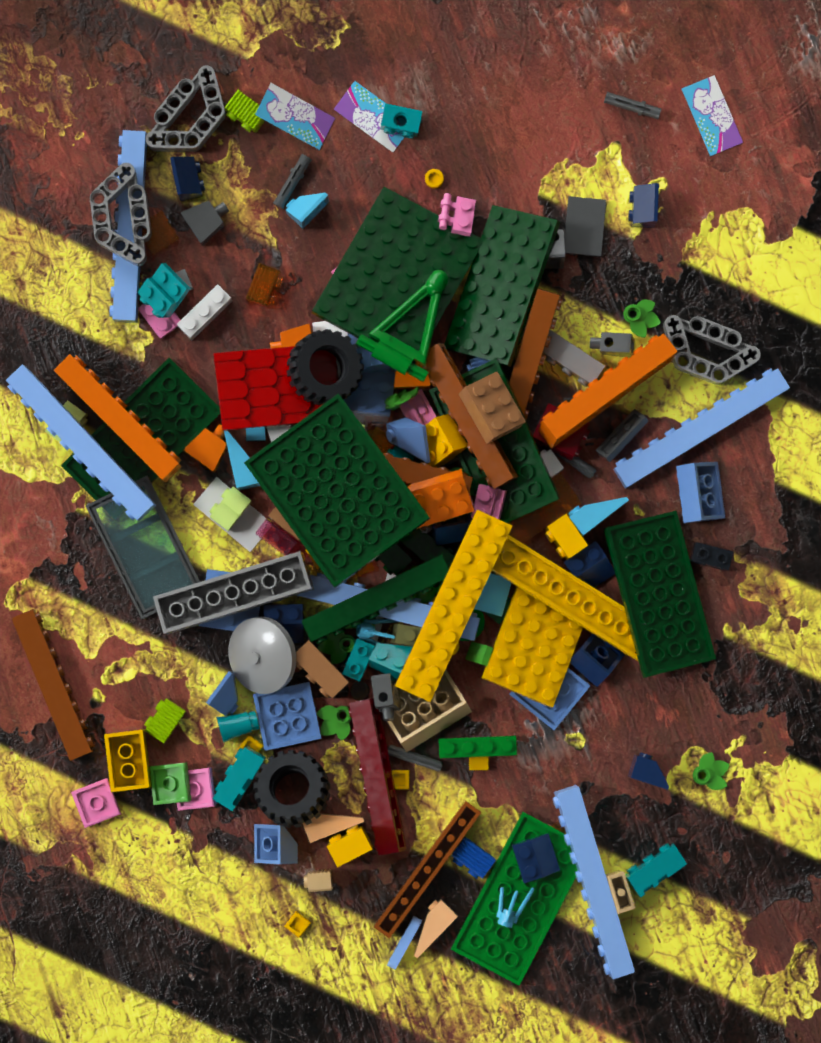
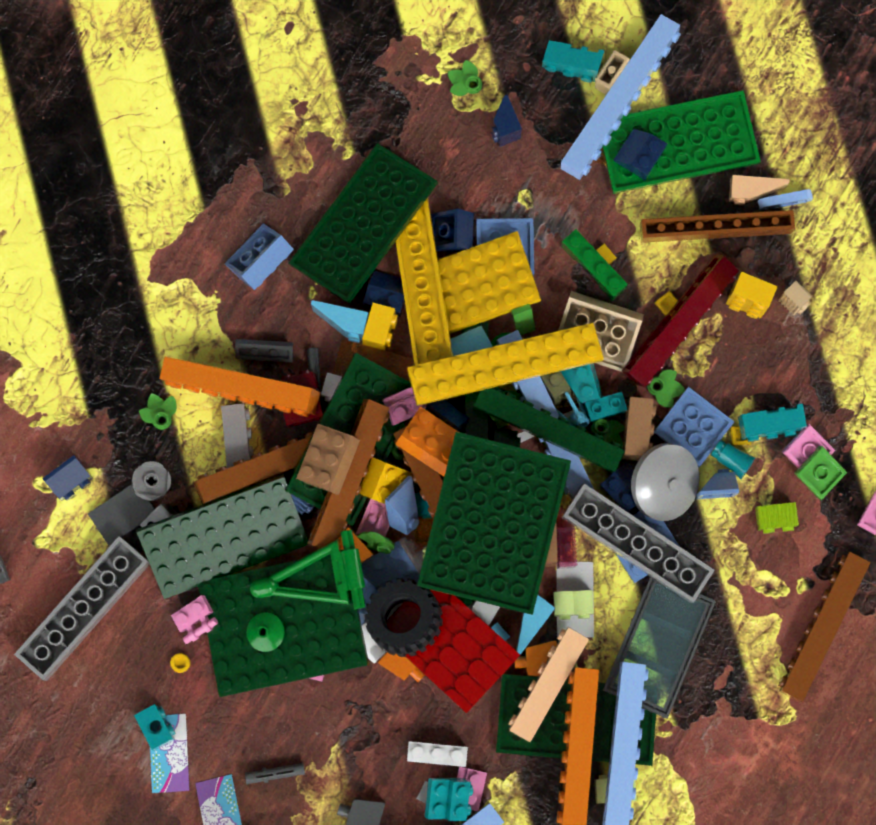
camera: 130 degrees left, 5 degrees down
(127, 760) = (831, 518): yellow brick -> none
(185, 437) = (548, 684): none -> light nougat brick
(263, 286) = (376, 725): clear orange brick -> none
(274, 845) = (798, 355): medium blue slope -> none
(277, 769) = (746, 400): black tyre -> none
(297, 924) = (840, 290): yellow tile -> none
(306, 207) = (288, 743): medium azure slope -> none
(329, 824) = (749, 329): light nougat slope -> none
(386, 695) = (609, 367): dark grey torso -> none
(399, 265) = (274, 632): none -> green dish
(415, 758) = (642, 305): dark grey axle -> none
(473, 857) = (679, 198): blue brick -> none
(507, 916) = (700, 137): medium azure plant -> none
(535, 137) = (82, 609): none -> light grey brick
(589, 256) = (159, 474): none -> light grey plate
(622, 344) = (193, 406): dark grey torso -> none
(701, 428) = (208, 295): light blue brick -> none
(710, 367) = (126, 335): light grey piece -> none
(711, 556) = (302, 208): black brick -> none

